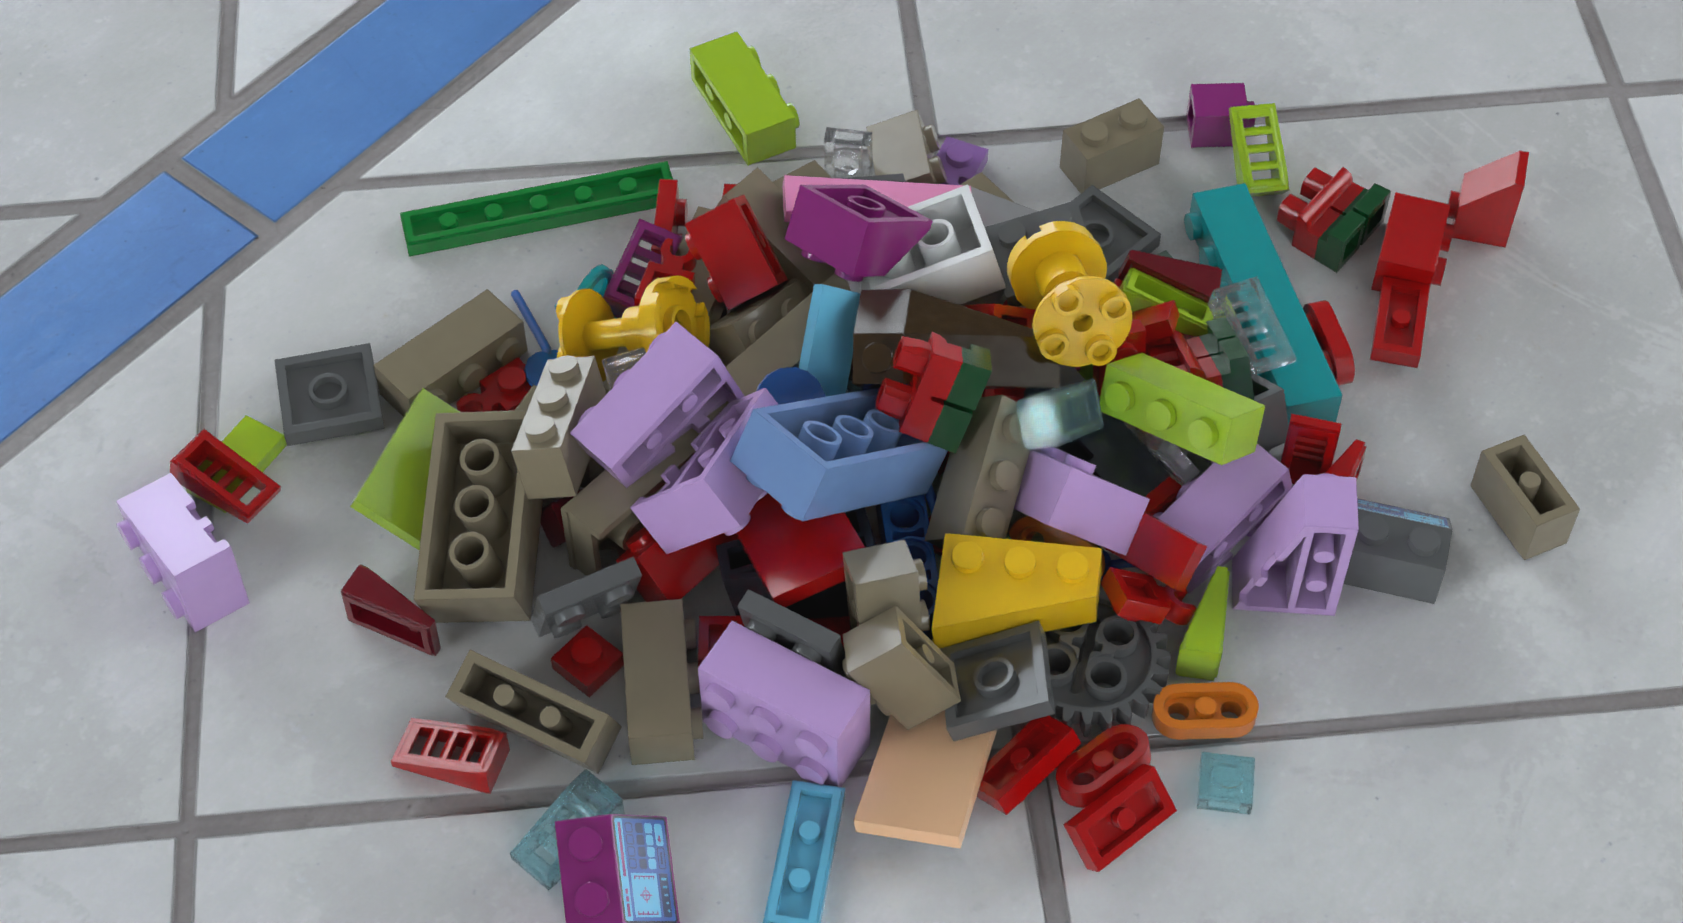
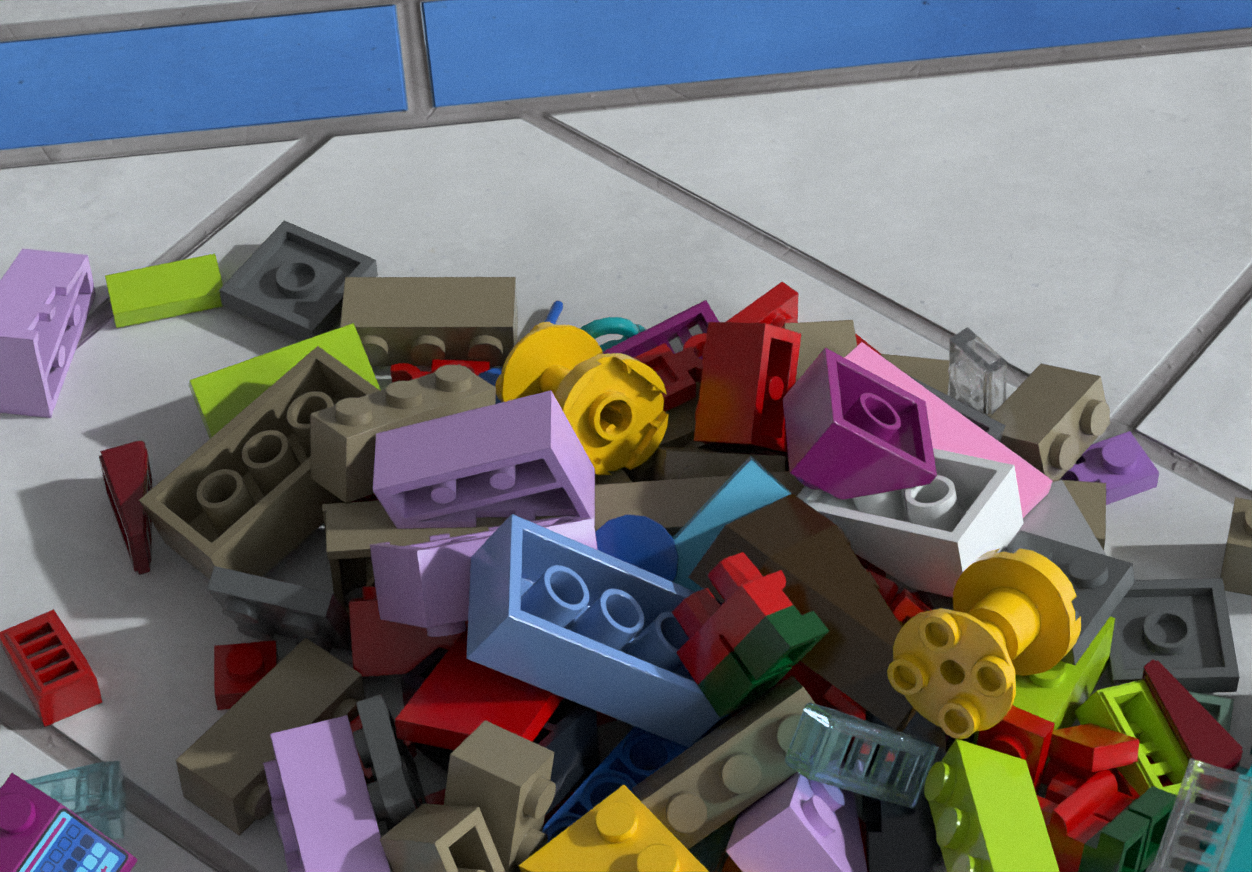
camera: 45 degrees right, 5 degrees down
(208, 447) = (122, 256): red slope -> none
(533, 209) = (662, 240): green tile -> none
(534, 711) = (134, 676): dark tan brick -> none
(744, 98) = (965, 260): lime brick -> none

